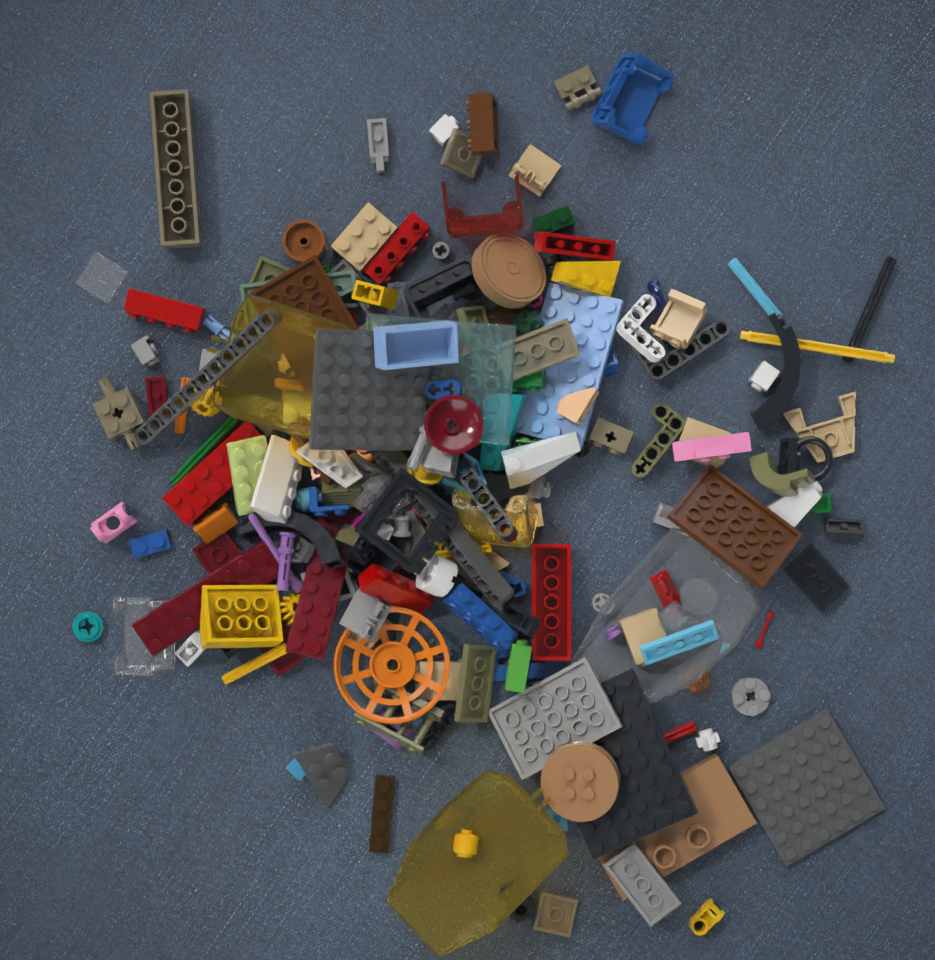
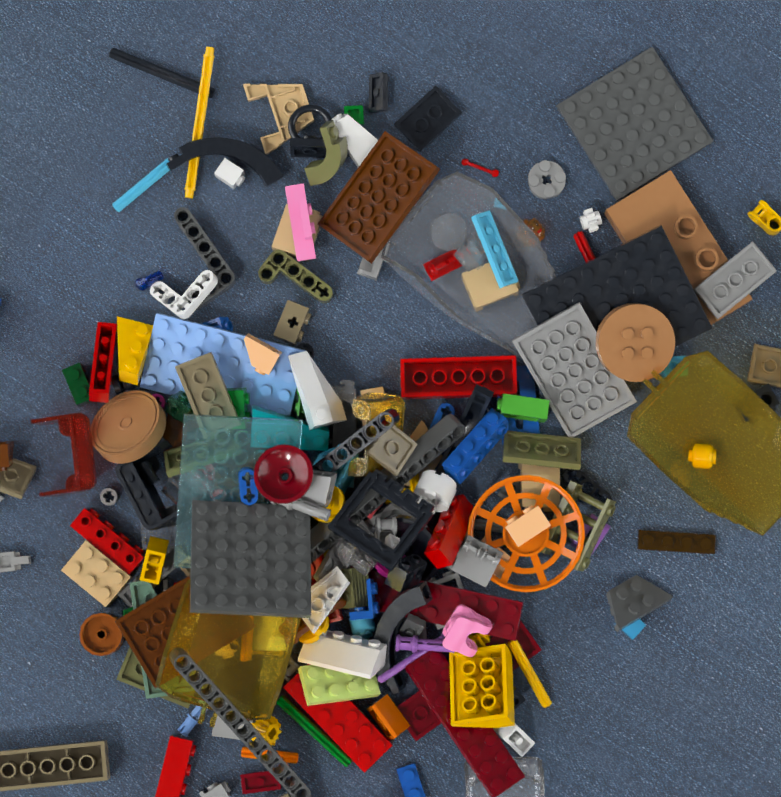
camera: 90 degrees left, 5 degrees down
(301, 598) = (460, 625): none -> bright pink piece
(398, 666) = (527, 525): none -> light nougat brick
(415, 345) = (204, 512): light blue piece -> none
(477, 534) = (392, 449): none -> dark tan tile
(535, 170) = (26, 404): tan hinge -> none
(598, 601) = (461, 330): light grey wheel -> none
(612, 632) = (486, 315): medium lavender bush -> none
(679, 320) = (174, 257): tan panel -> none

